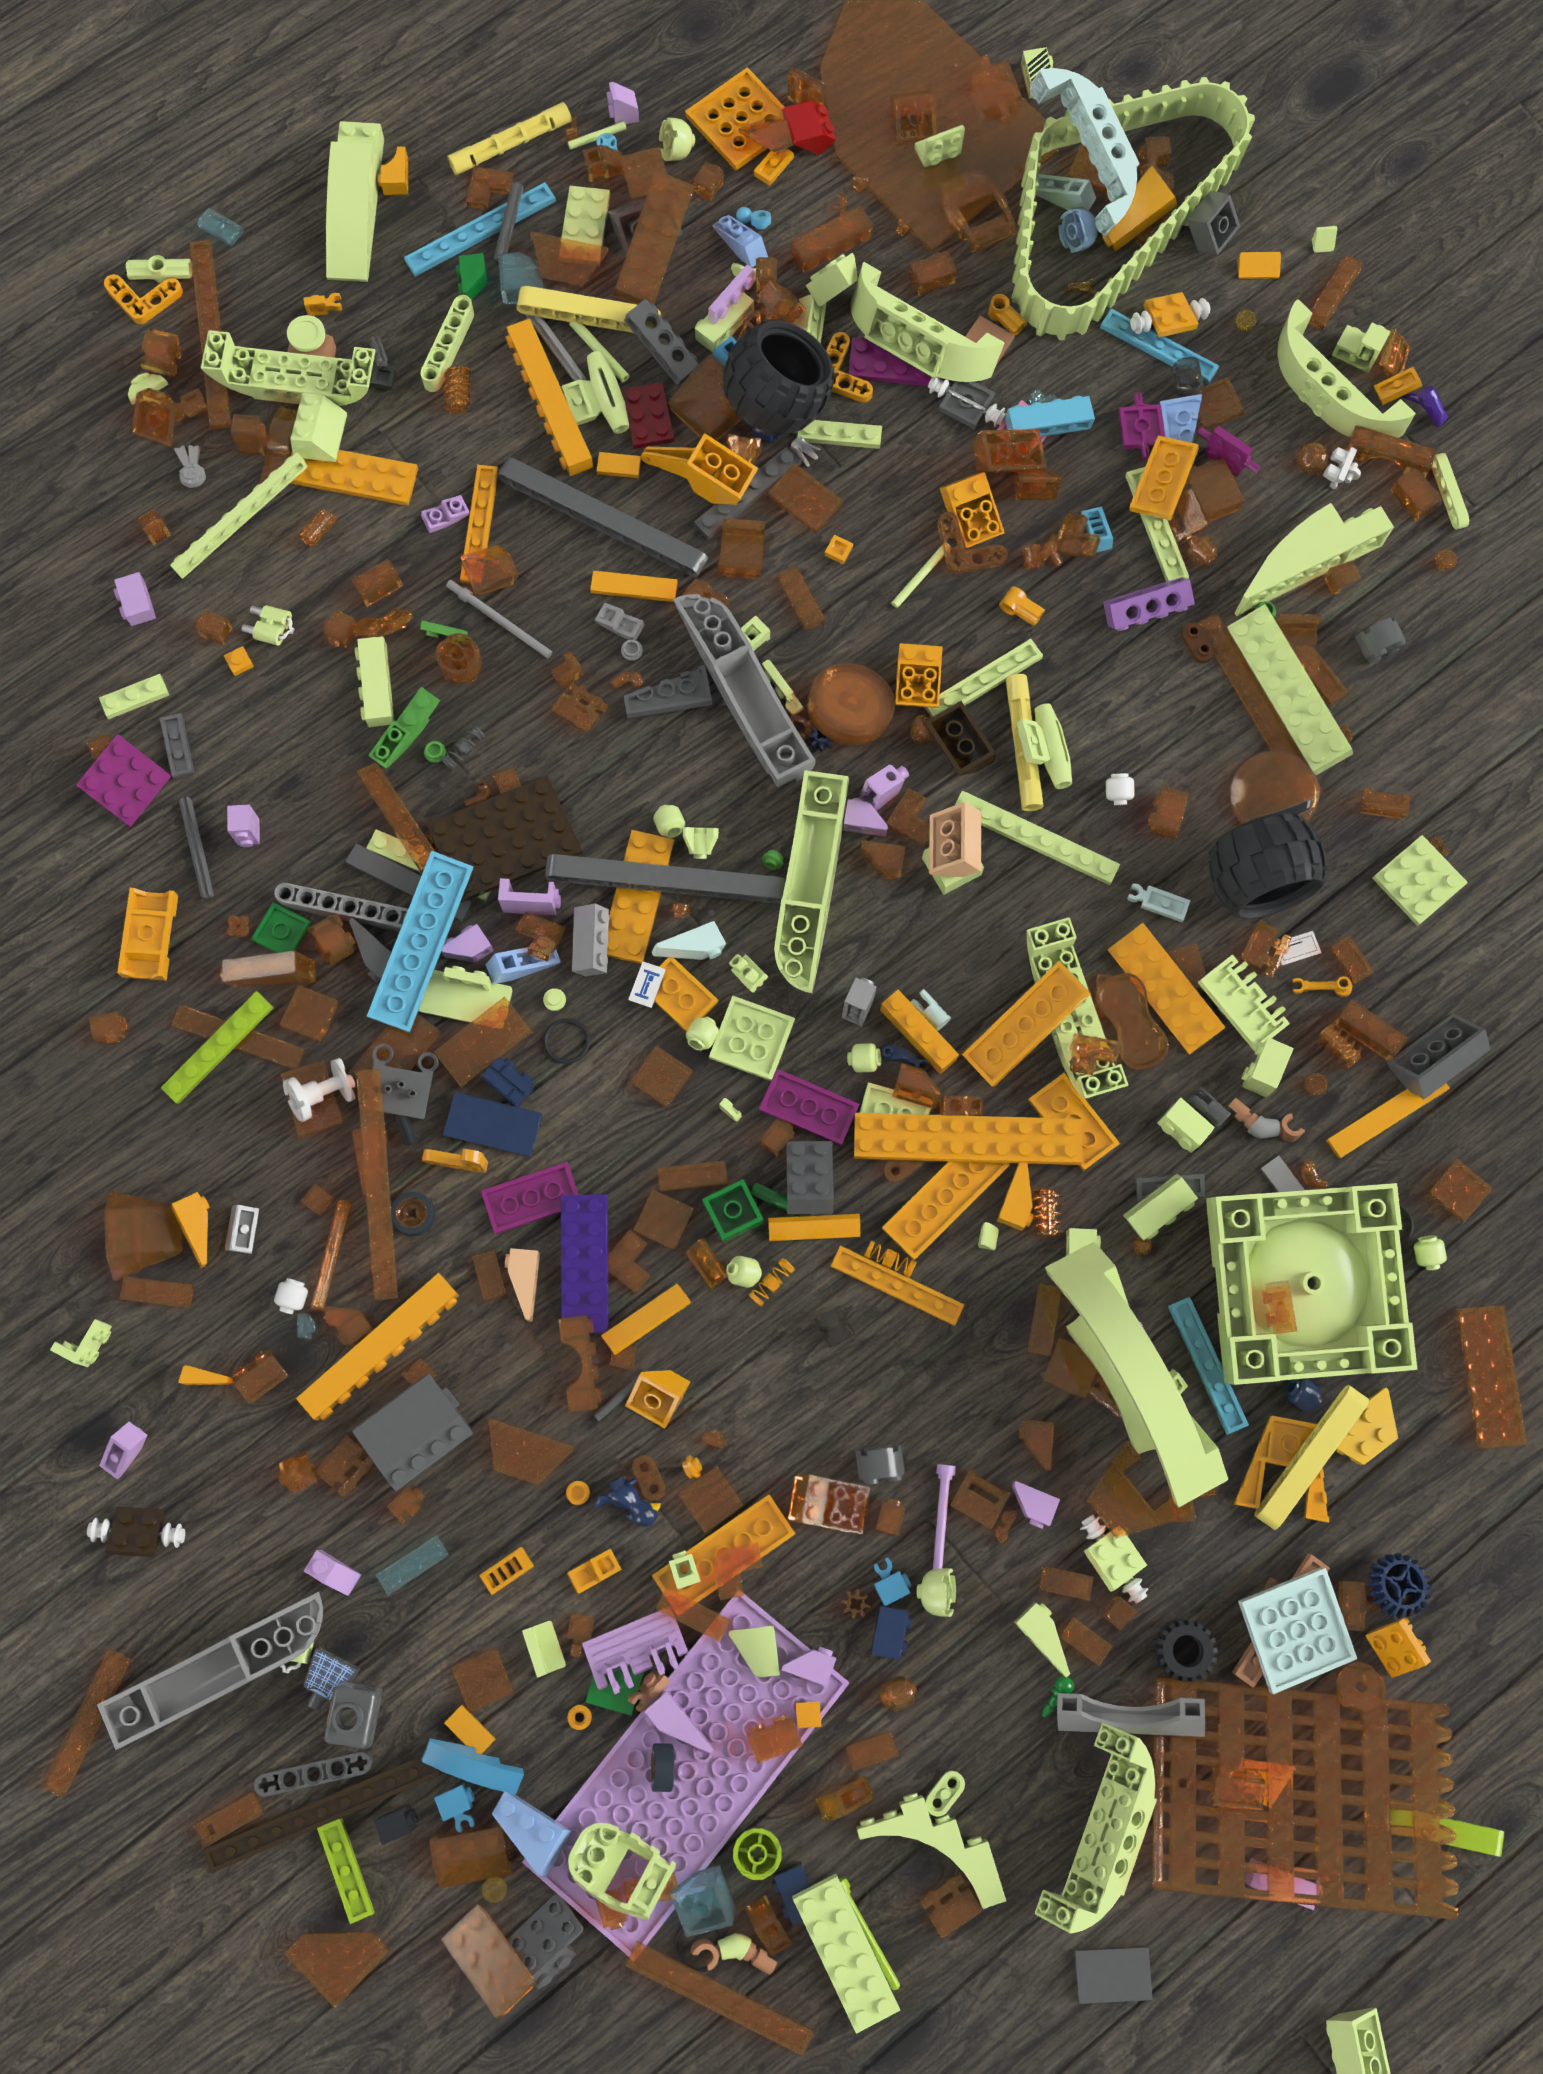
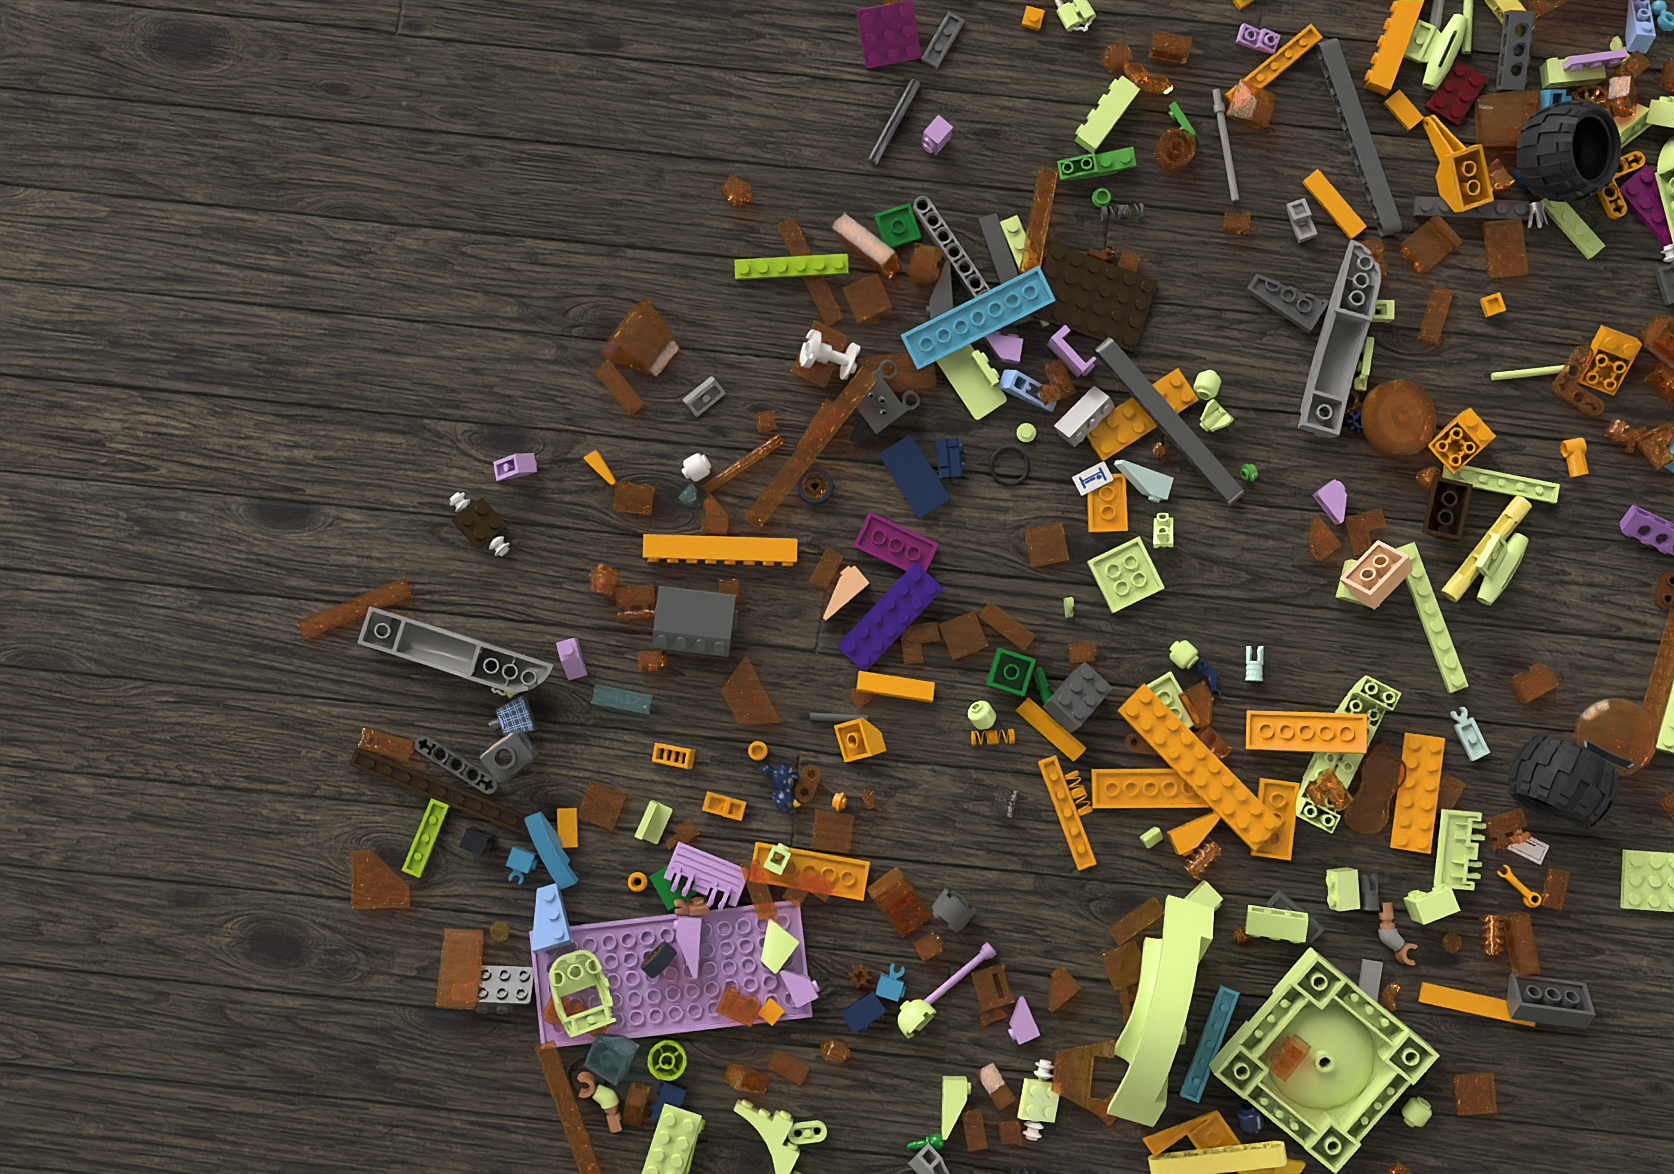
camera: 45 degrees right, 10 degrees up
(88, 1349) = (544, 386): yellowish green bracket -> none
(147, 935) = (813, 151): light orange piece -> none
(193, 1220) = (679, 365): light orange slope -> none
(243, 930) = (869, 198): clear orange plate -> none
(469, 1160) = (878, 486): light orange beam -> none
(470, 1856) = (503, 898): clear orange slope -> none
(483, 1041) = (957, 418): clear orange plate -> none
(576, 1332) = (816, 693): clear orange arch -> none
(577, 713) = (1215, 255): clear orange plate -> none
(627, 676) = (1269, 261): clear orange arm -> none
(631, 650) = (1291, 247): light grey plate -> none
(702, 1033) = (1097, 542): yellowish green head -> none
(707, 1263) = (964, 688): clear orange plate -> none
(809, 1107) = (1119, 652): magenta plate -> none
(810, 877) = (1262, 507): yellowish green slope -> none
(859, 1001) = (1215, 617): light grey brick -> none
(883, 786) = (1366, 492): lavender torso -> none
(919, 1032) = (1234, 670): light orange brick -> none
(1120, 788) = (1518, 638): white head -> none

